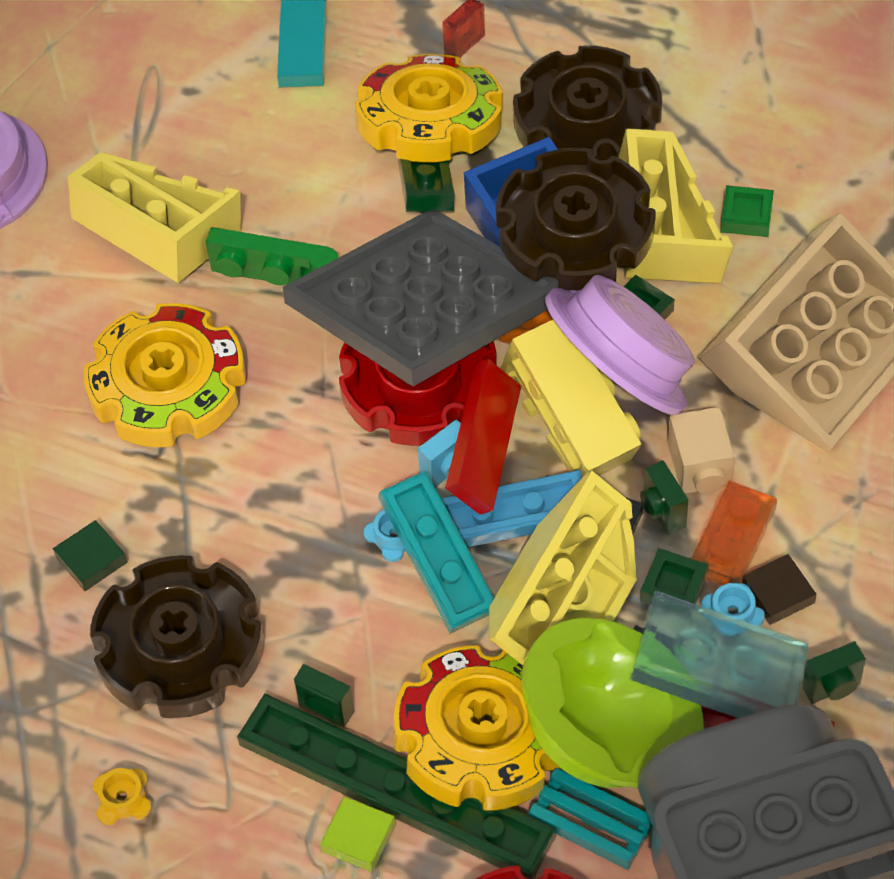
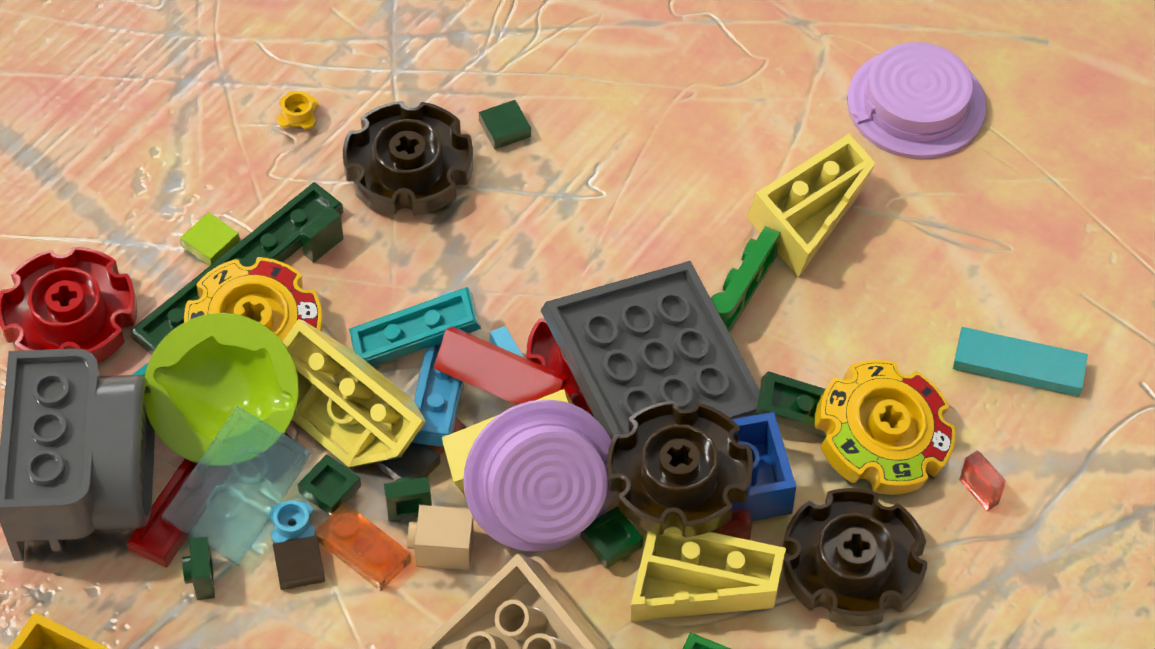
camera: 100 degrees right, 0 degrees up
(165, 375) = (651, 190): yellow piece -> none

